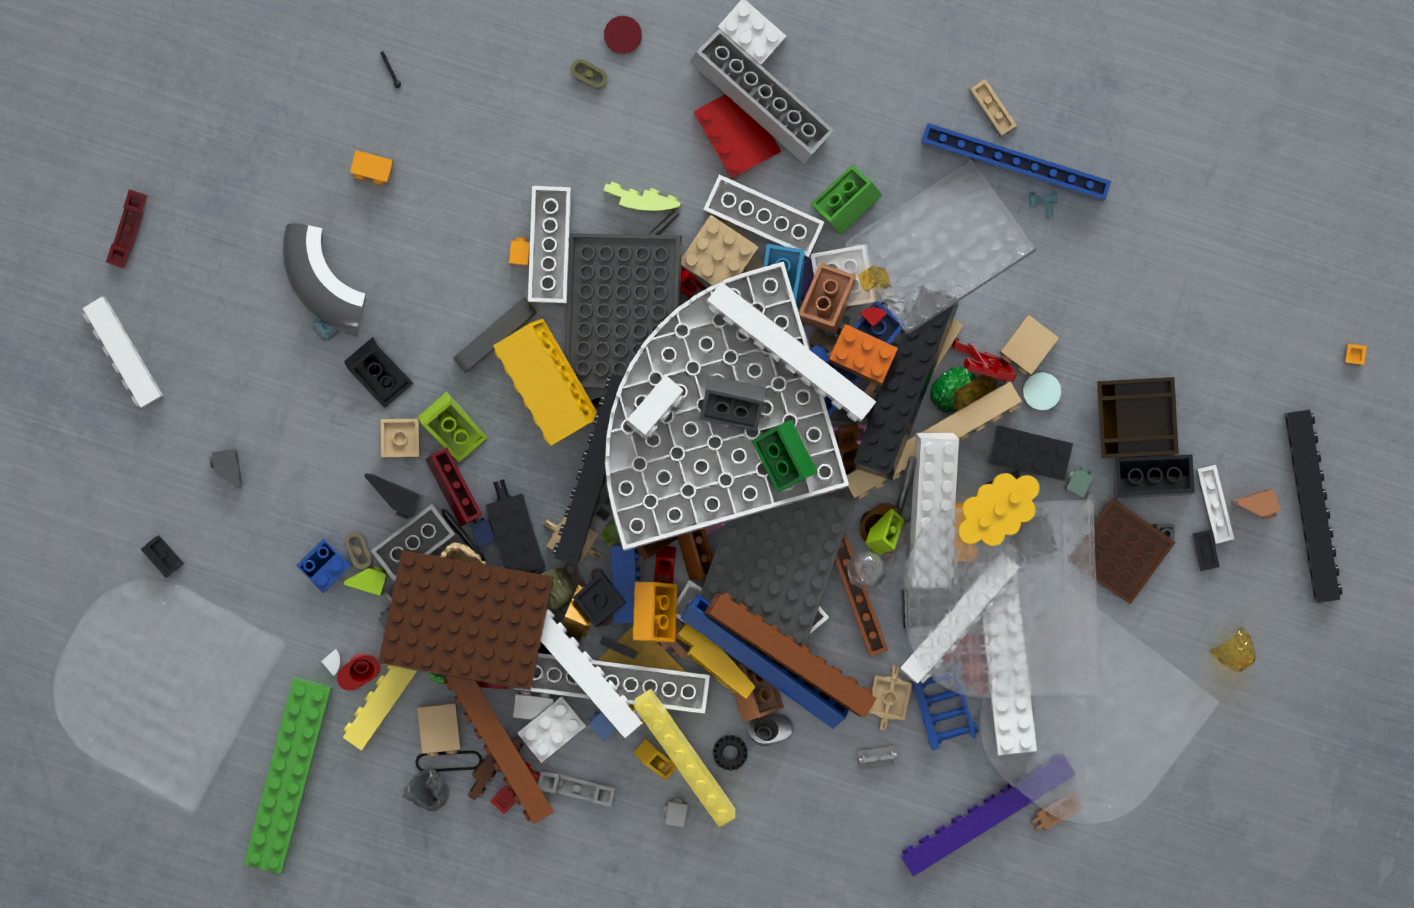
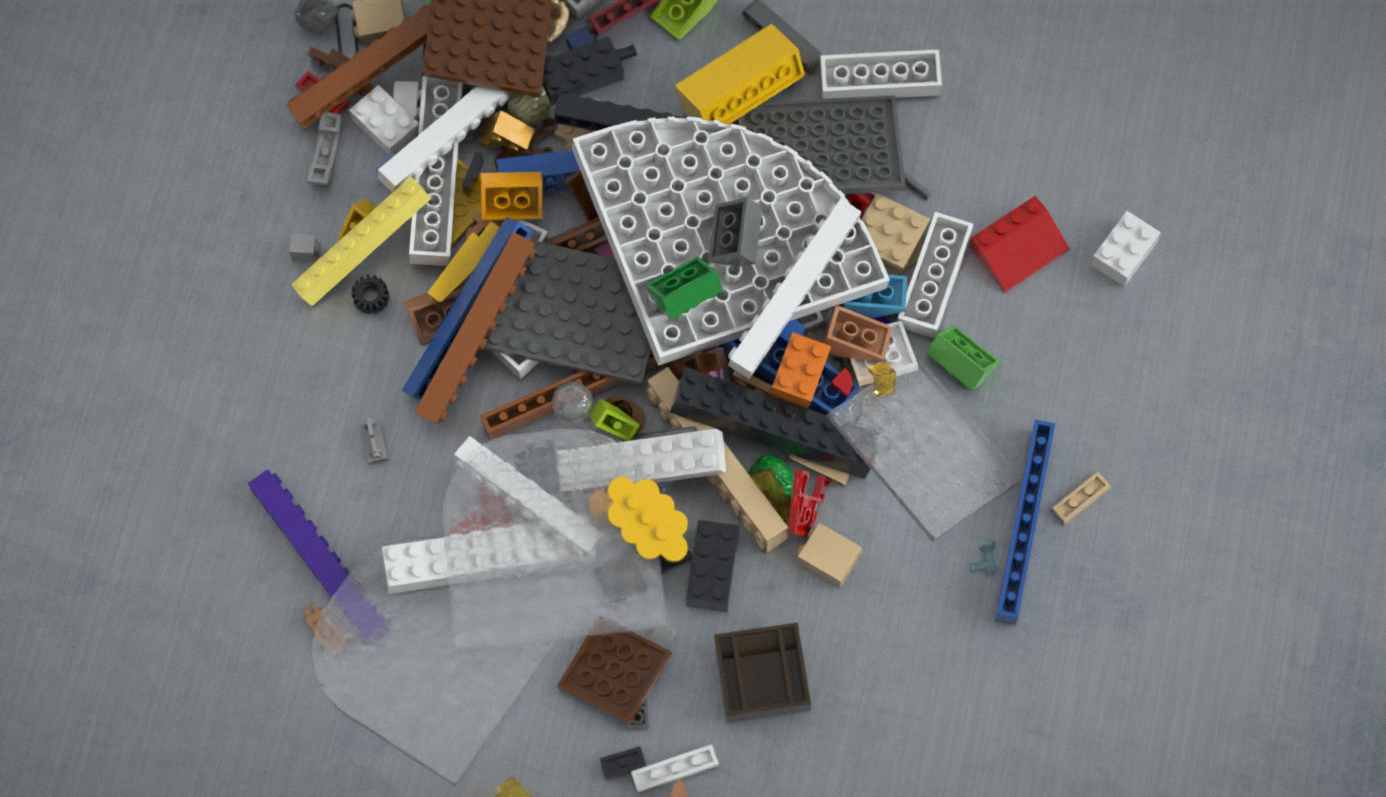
camera: 85 degrees right, 20 degrees down
(462, 530) = (577, 24): black piece -> none
(519, 252) = (869, 45): light orange brick -> none
(589, 73) = (1059, 101): olive plate -> none
(599, 599) = (520, 141): black plate -> none
(622, 34) = (1105, 129): dark red tile -> none
(649, 202) = (936, 160): yellowish green slope -> none
(655, 407) = (723, 153): white brick -> none
(665, 565) = (558, 213): red slope -> none
(761, 96) = (1060, 260): light grey brick -> none
(770, 729) = (397, 326): dark grey piece -> none
(891, 697) = (435, 446): tan plate -> none
(931, 719) = (416, 489): blue fence -> none
(1042, 391) = (781, 574): light aqua tile -> none
(1079, 481) = (686, 620): sand green brick -> none
(1154, 476) = (699, 696): black slope -> none

